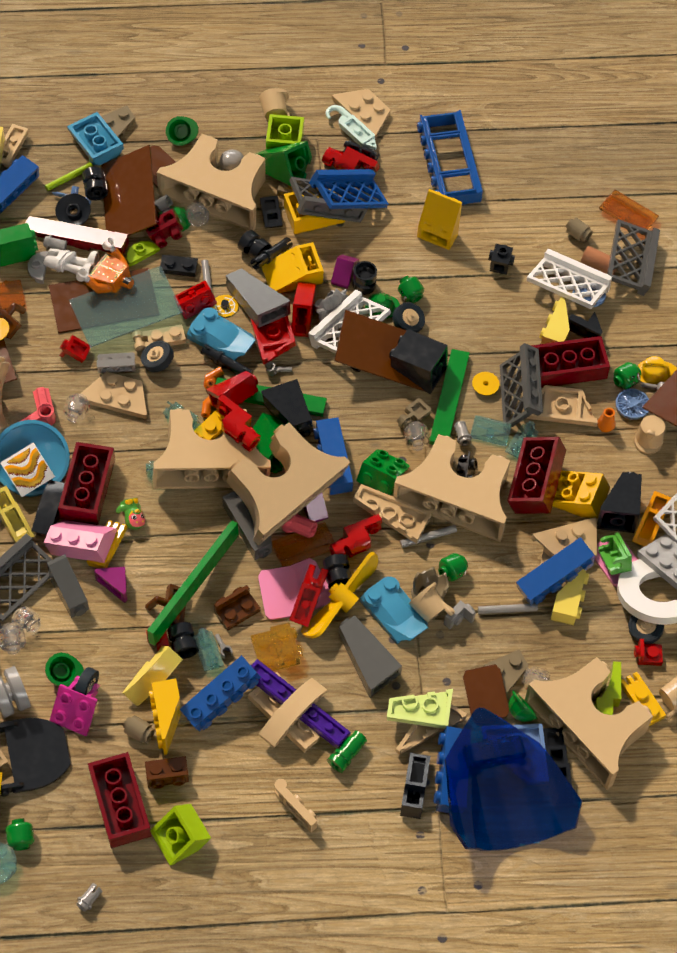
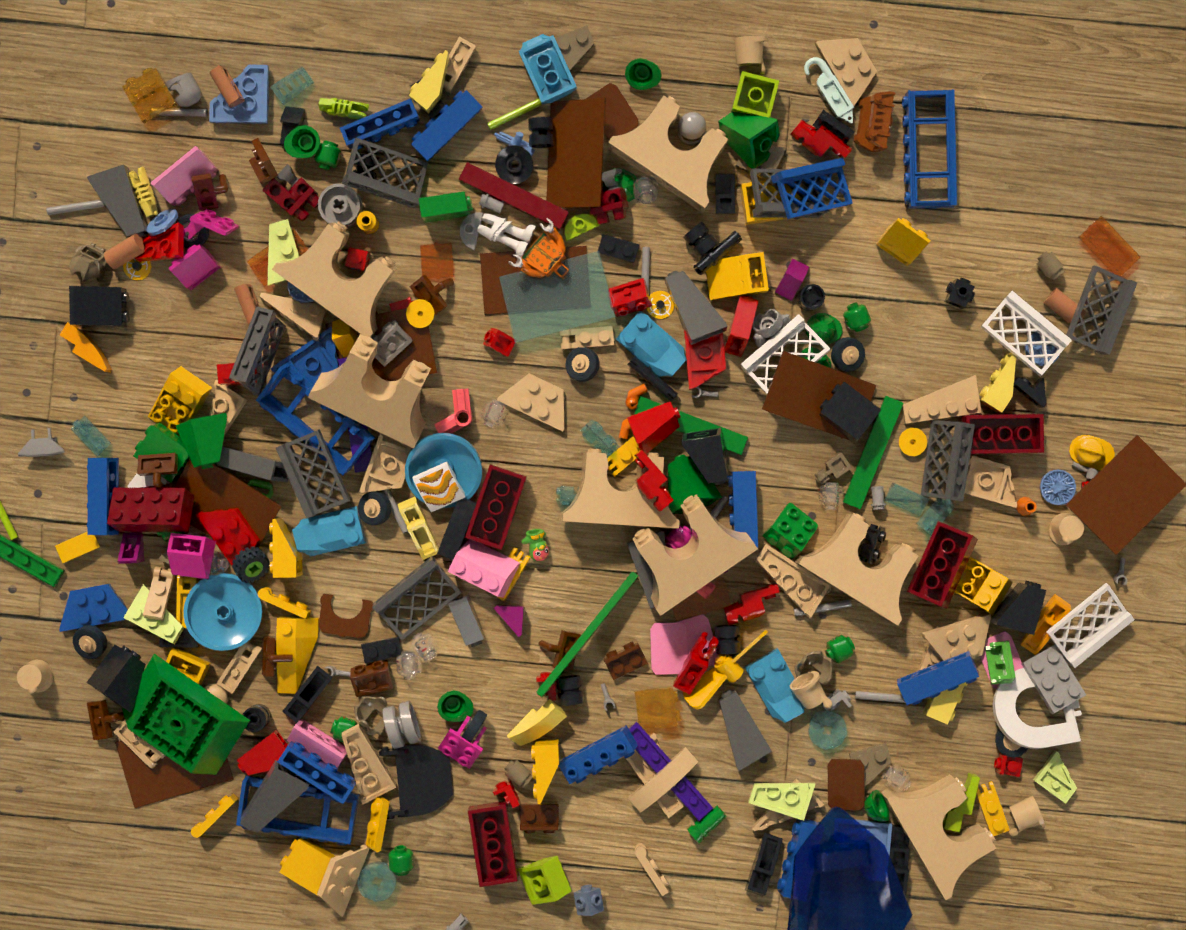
camera: 15 degrees right, 30 degrees up
(116, 362) = (539, 366): light grey bracket -> none
(129, 745) = (510, 793): none -> red bracket
(208, 650) = (592, 700): clear light blue hinge -> none
(231, 845) = (588, 900): none -> sand blue brick
(396, 141) = (875, 121): none -> dark orange piece
(455, 656) = (816, 729): none -> clear light blue plate
(503, 348) = (951, 401): none -> tan wing
(627, 375) = (1059, 456): green head -> none

